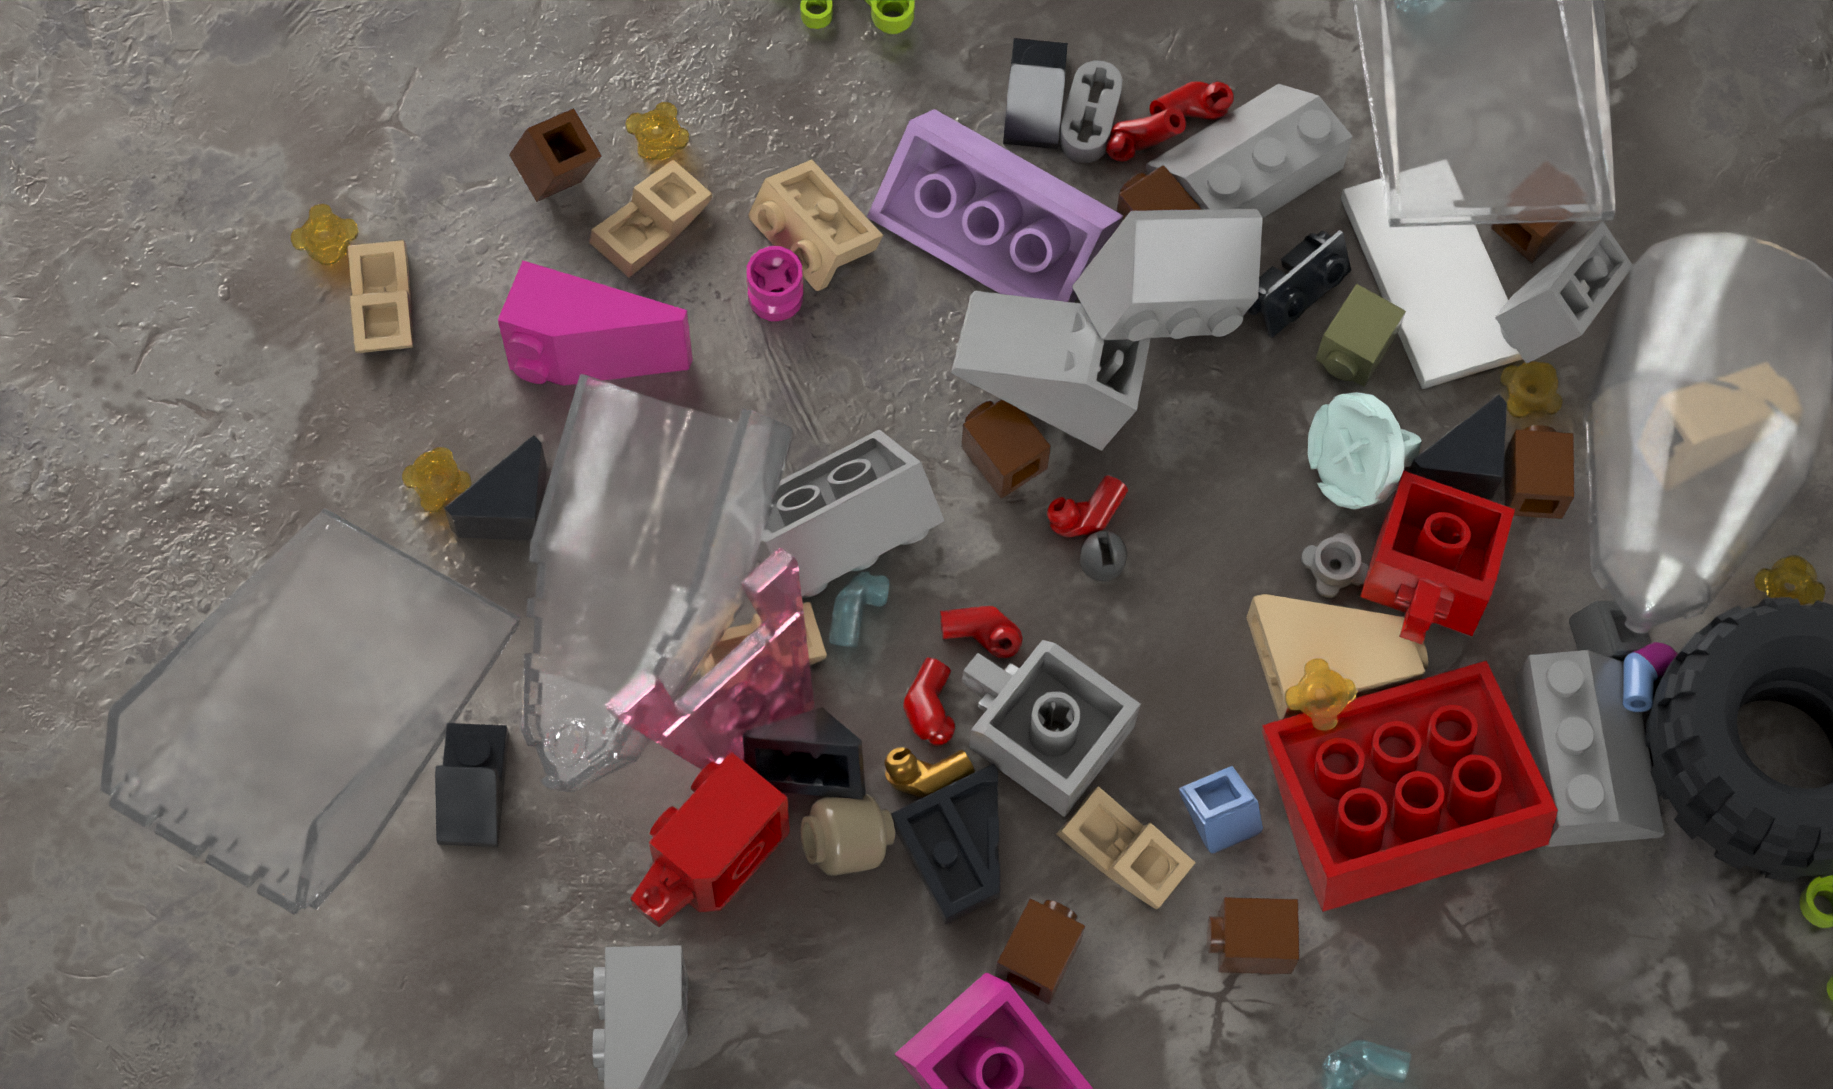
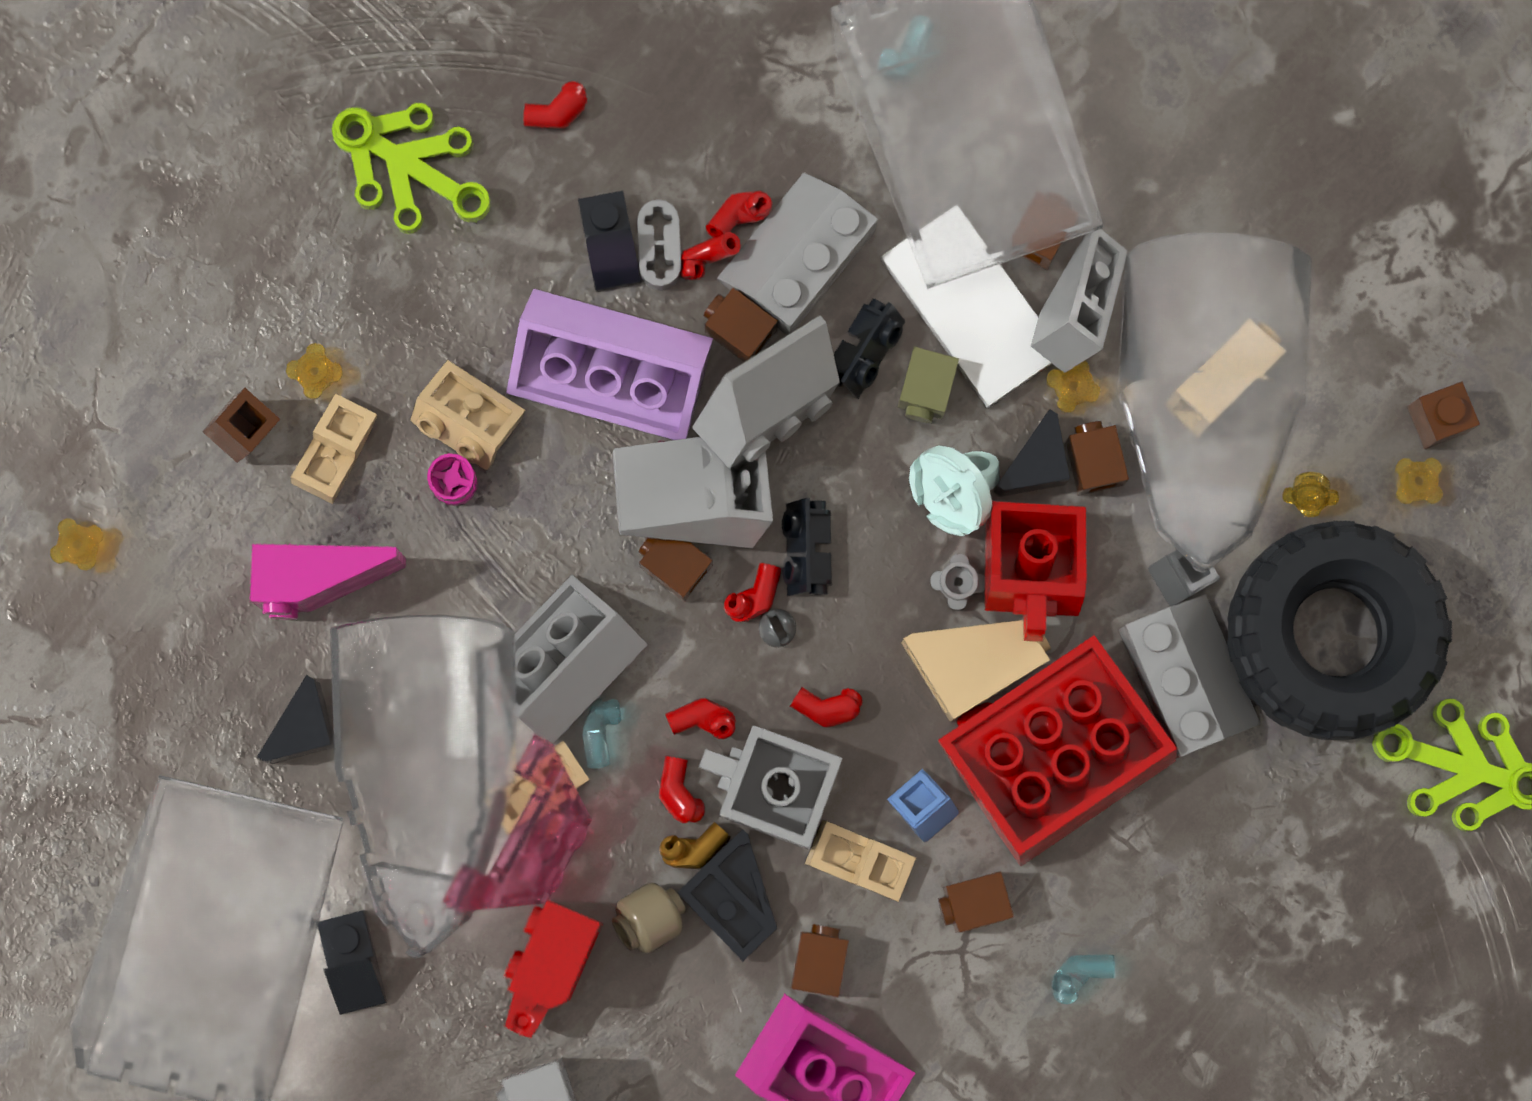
camera: 20 degrees left, 15 degrees up
(380, 296) = (141, 584): tan slope -> none
(430, 464) = (225, 725): clear yellow plate -> none
(808, 755) = (600, 871): black slope -> none
(1139, 664) = (830, 711): none -> red arm
(1170, 452) = (803, 568): none -> black hinge
(1337, 690) = (983, 718): clear yellow plate -> none
(1640, 672) = (1214, 600): medium blue arm -> none

